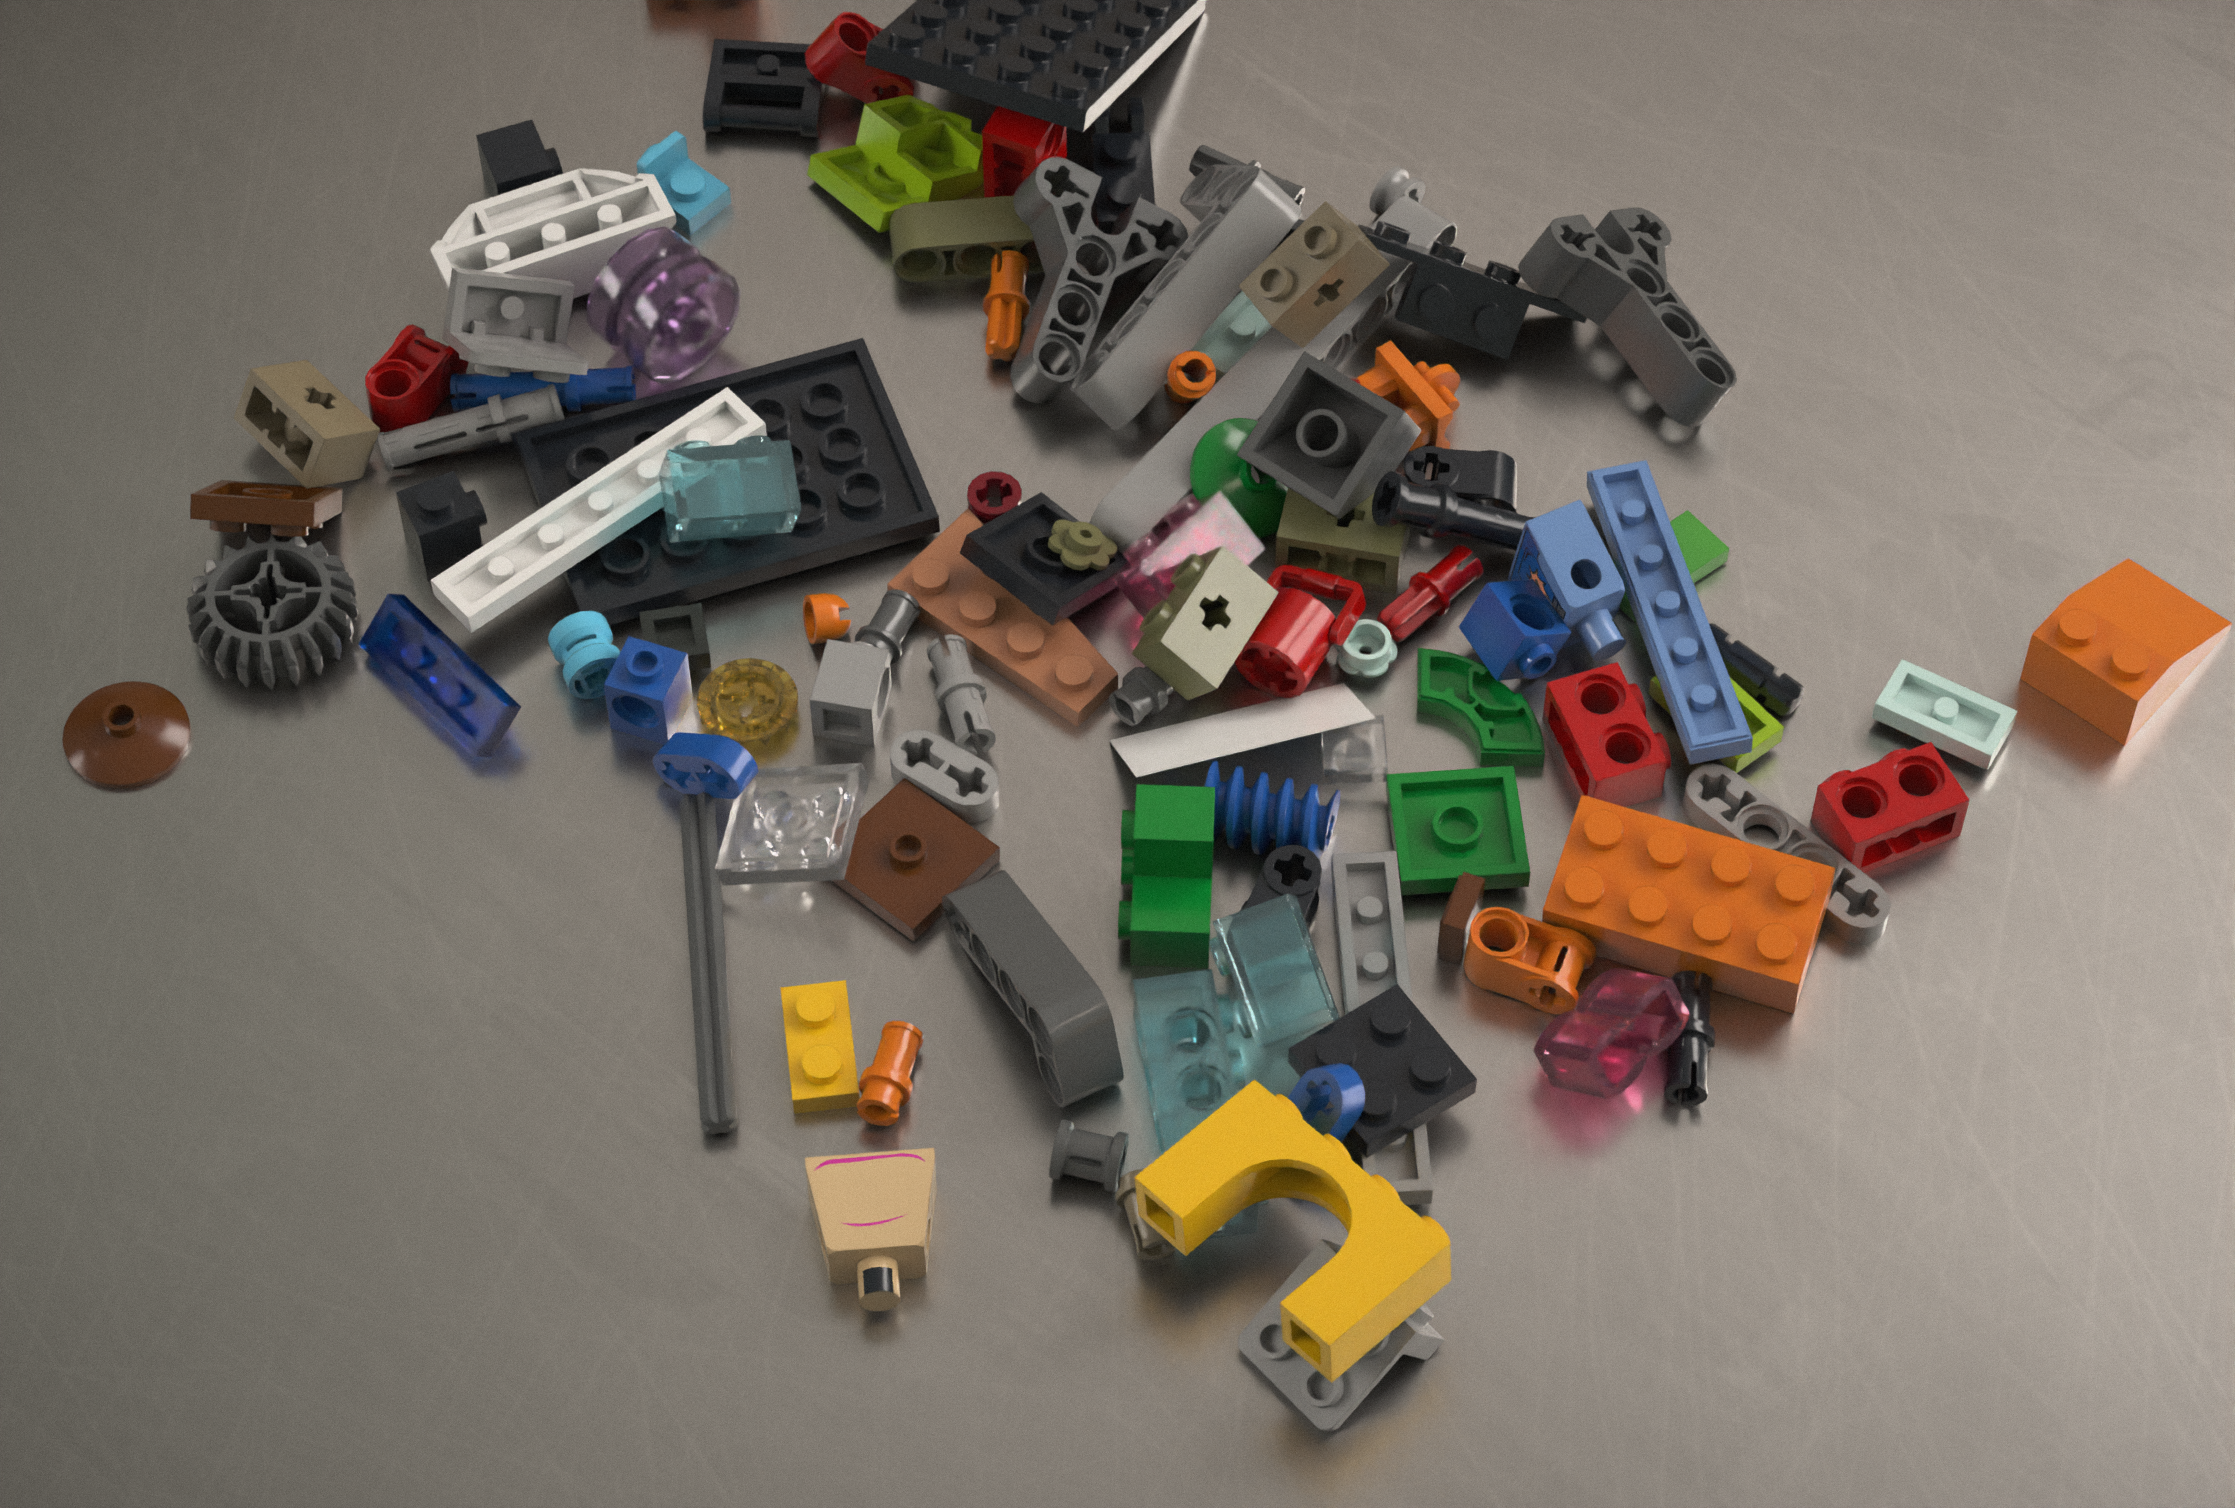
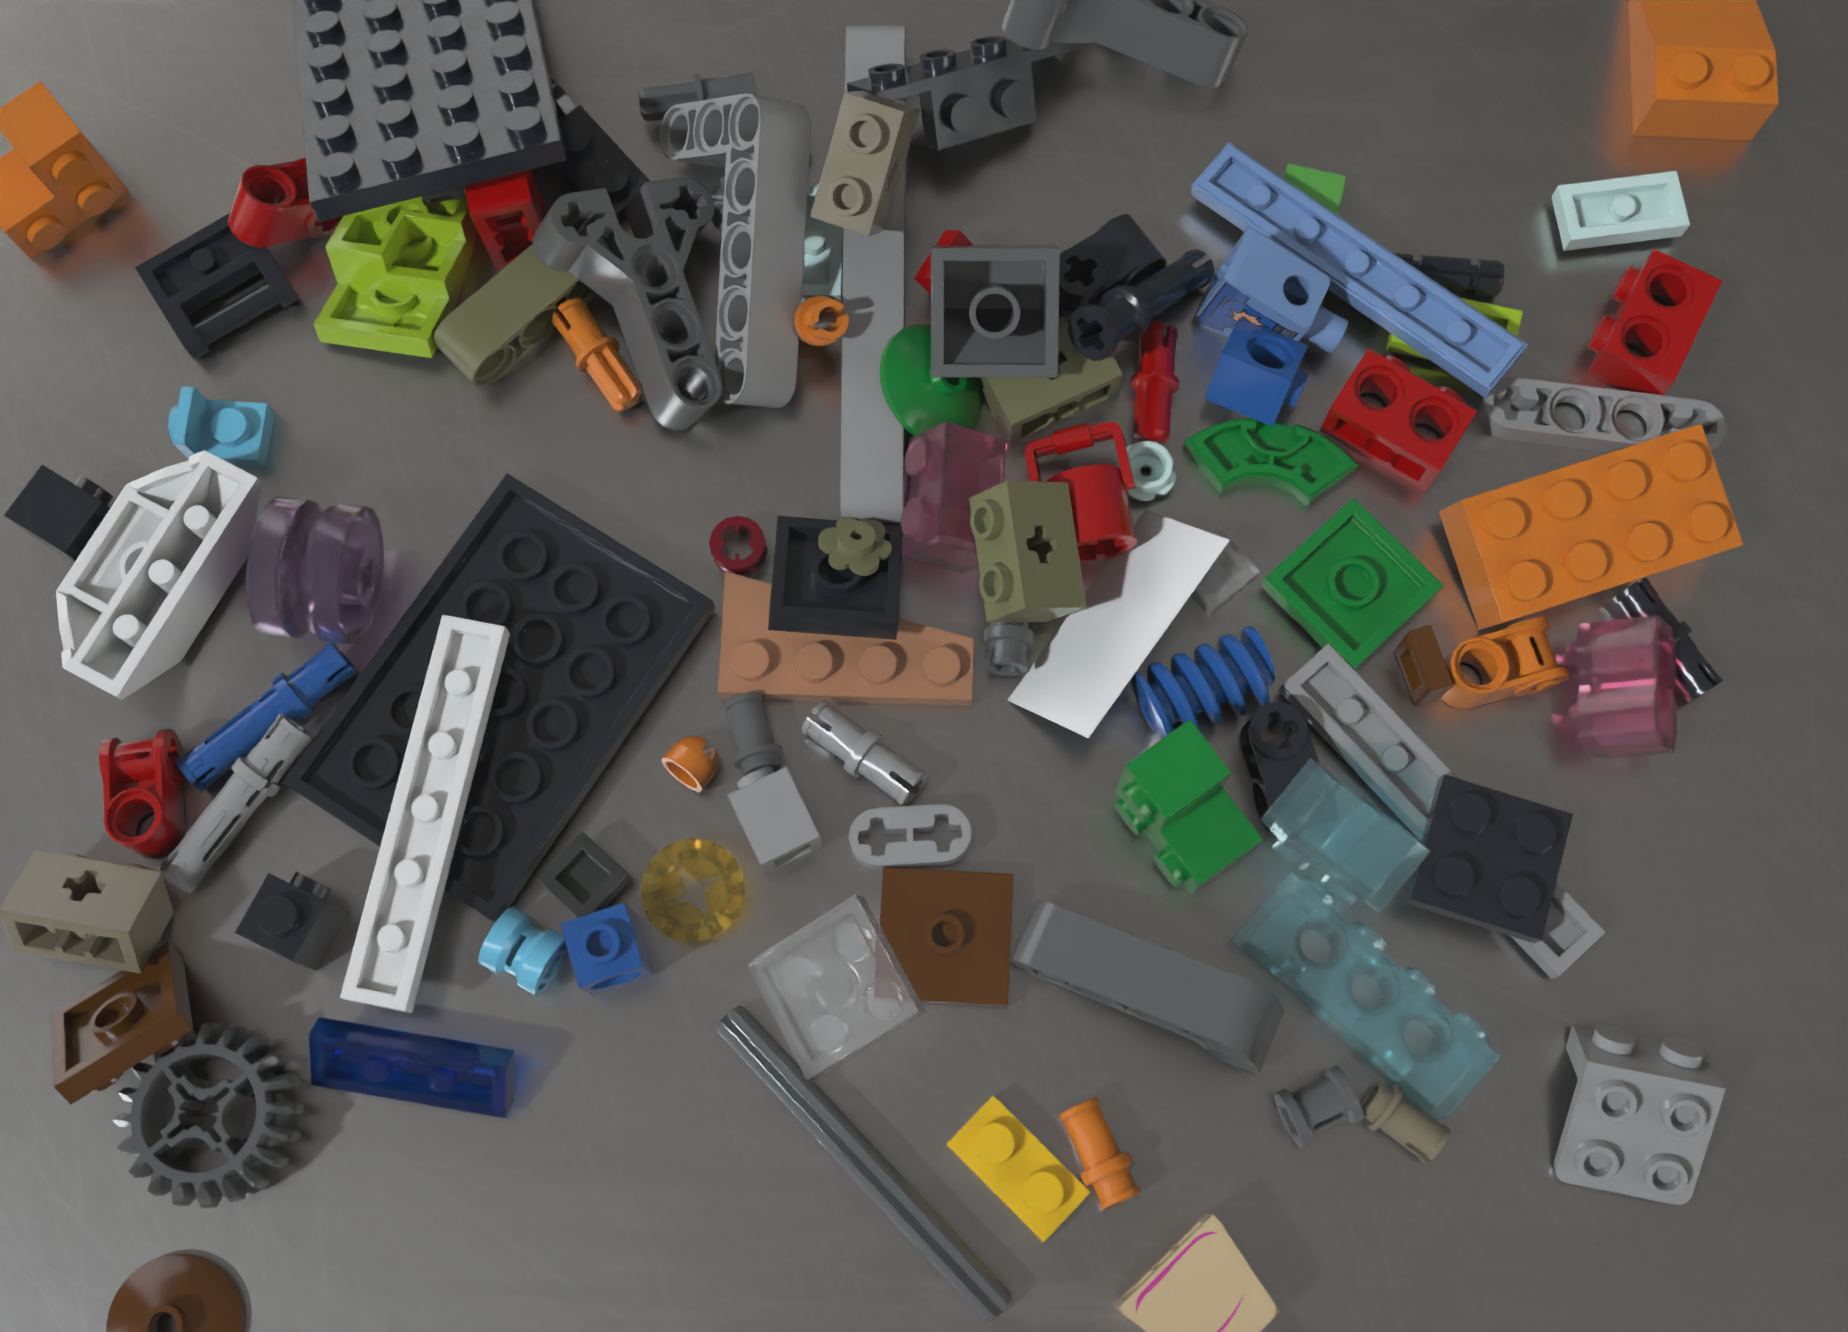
camera: 35 degrees left, 20 degrees up
(512, 323) = (204, 693): light grey bracket -> none
(705, 764) = (719, 988): blue beam -> none
(729, 489) = (532, 719): clear light blue brick -> none
(1264, 1151) = (1677, 1052): yellow arch -> none
(1314, 1093) = (1493, 950): blue beam -> none
(1392, 187) = (831, 28): light grey bush -> none
(1418, 390) = (999, 207): orange hips -> none

